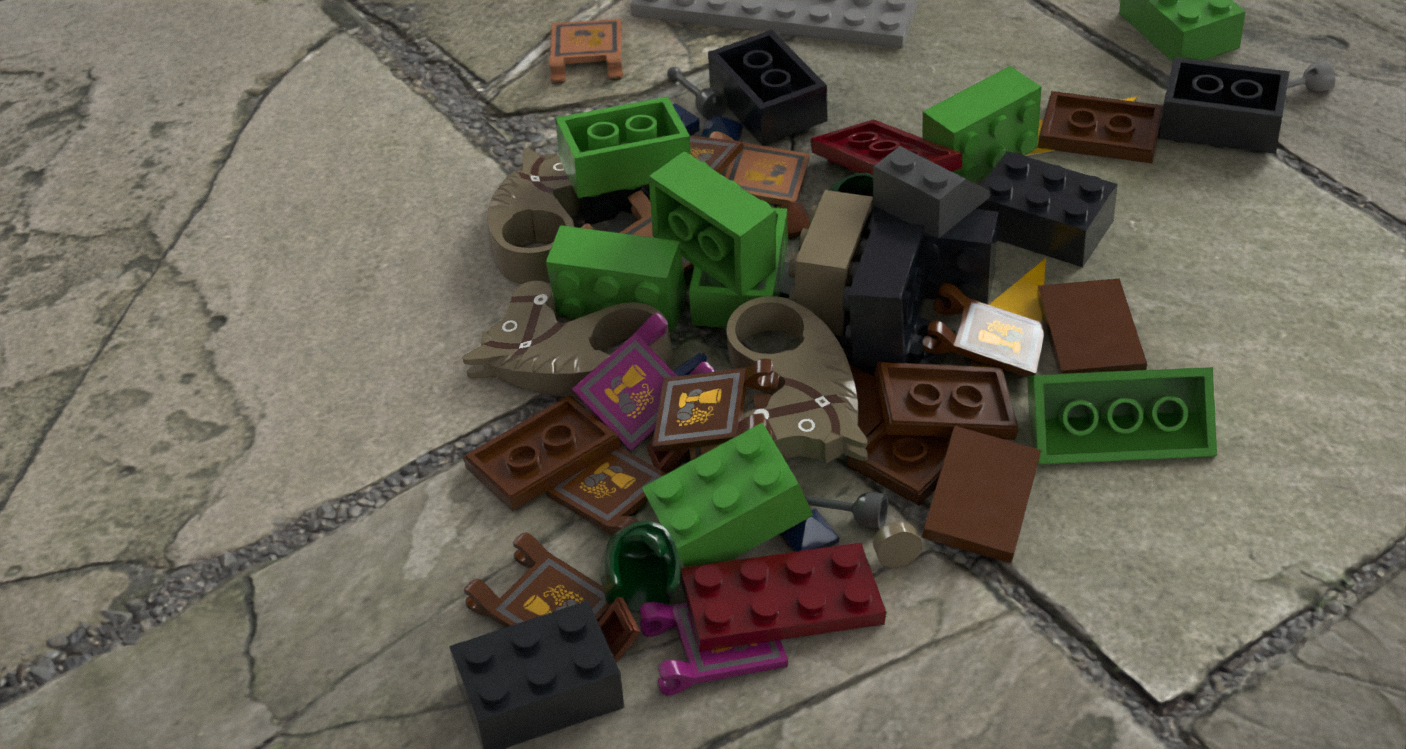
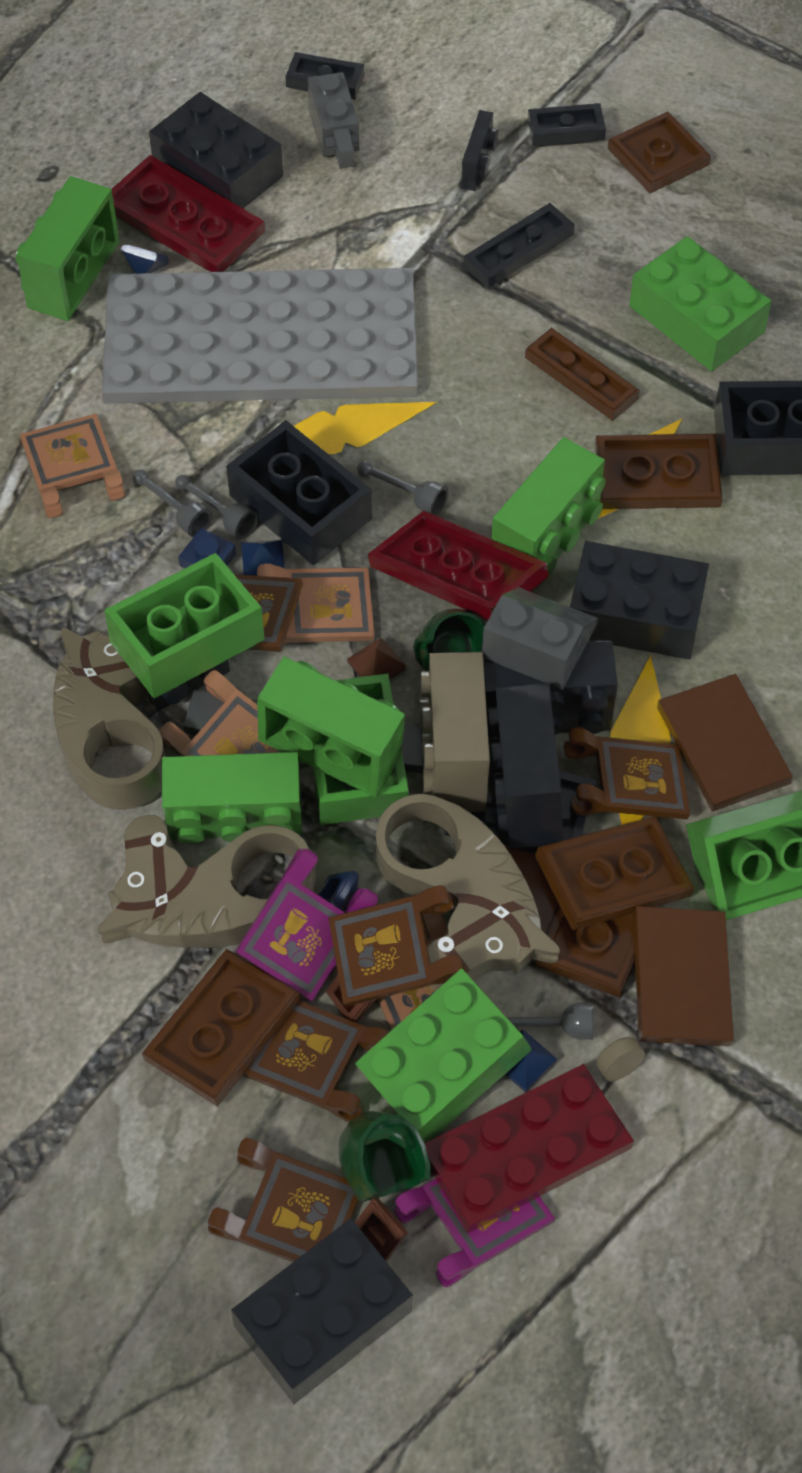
camera: 20 degrees left, 15 degrees up
(672, 89) = (189, 516): none -> dark grey hinge
(846, 58) = (357, 423): none -> yellow sticker
(877, 110) = (427, 495): none -> dark grey hinge
(1057, 51) = (582, 374): none -> reddish brown tile

